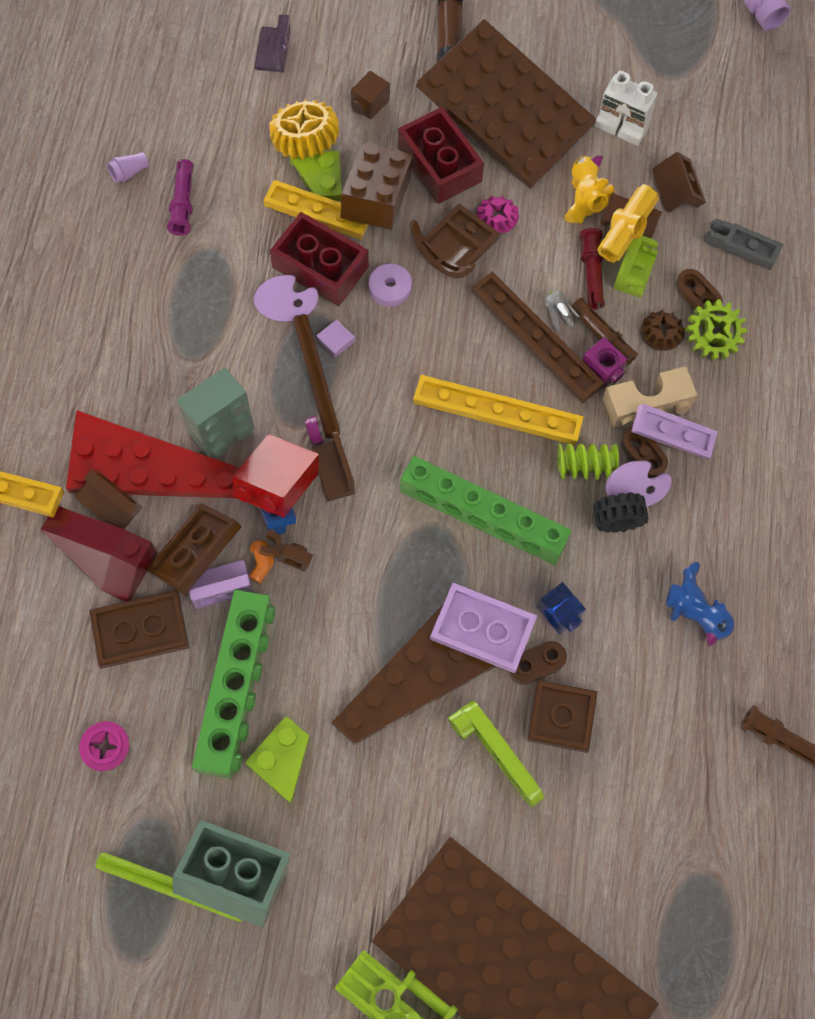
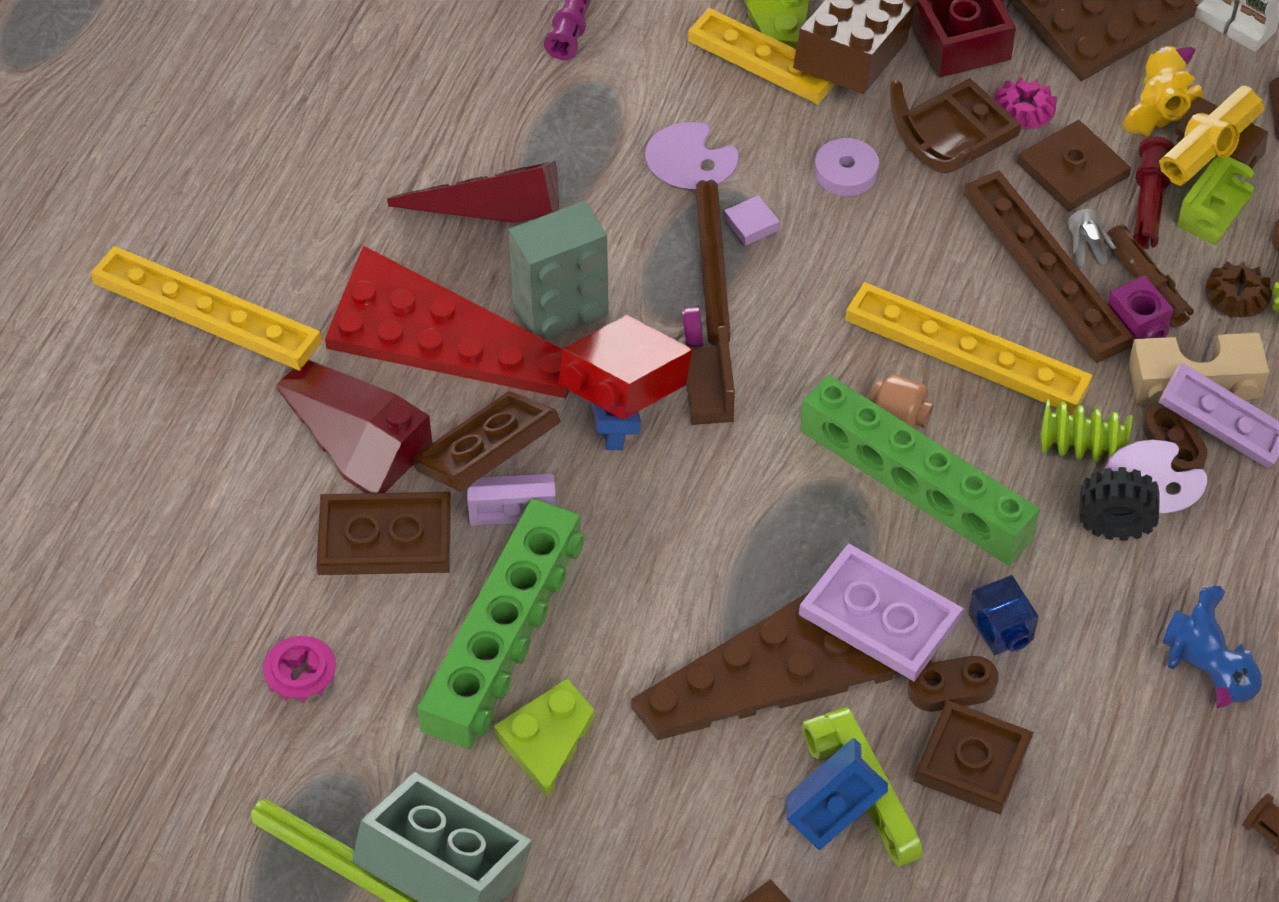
camera: 15 degrees right, 15 degrees down
(108, 500) = (379, 358): reddish brown panel -> none
(171, 353) = (506, 197): none -> dark red wedge
(264, 563) = (582, 480): orange arm -> none
(292, 555) = (620, 473): reddish brown plate -> none
(320, 258) = (753, 111): dark red brick -> none
(464, 462) = (903, 399): none -> nougat head
(479, 769) = (834, 795): none -> blue panel
(538, 255) = (1073, 165): none -> reddish brown plate

